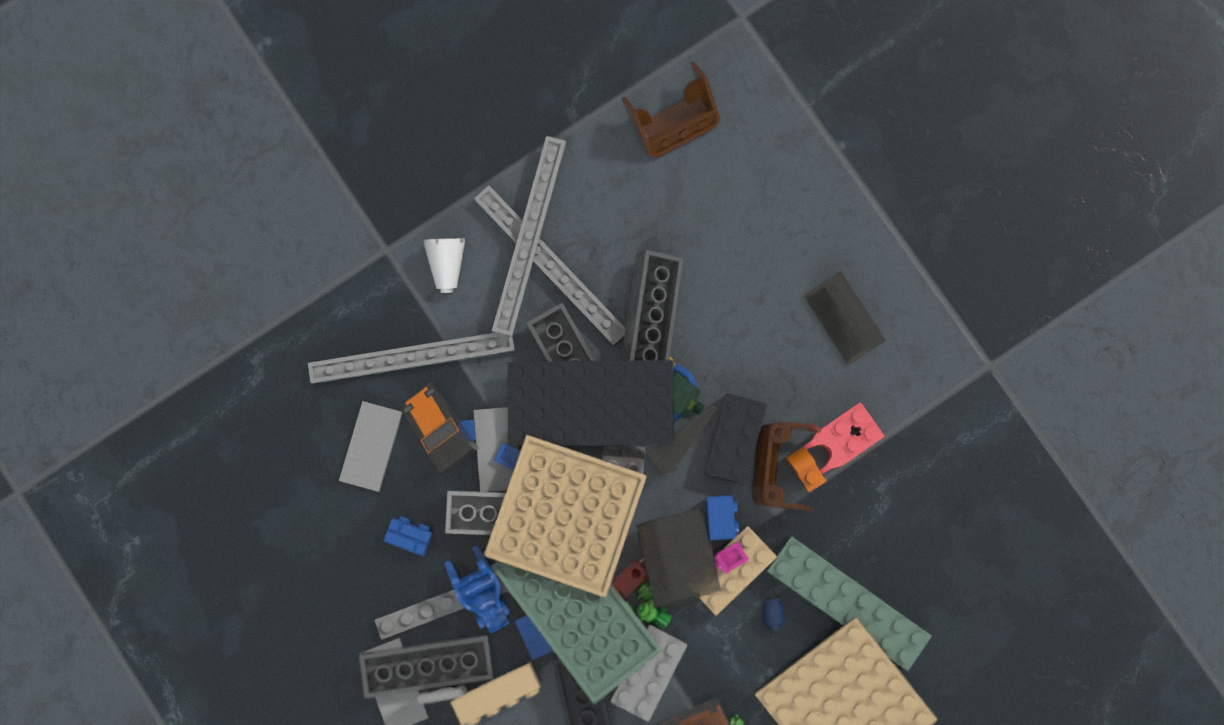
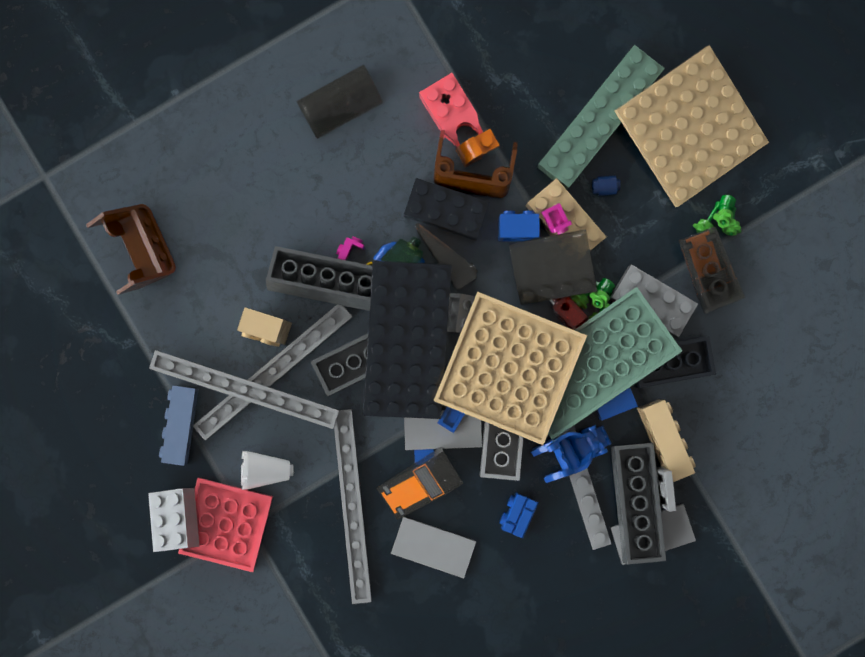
camera: 90 degrees left, 5 degrees up
(386, 226) = (229, 524): none -> coral plate
(389, 171) = (173, 519): none -> light grey brick
(488, 171) = (179, 426): none -> sand blue brick
(595, 252) = (264, 327): none -> tan brick
(684, 332) = (345, 250): none -> dark pink bracket

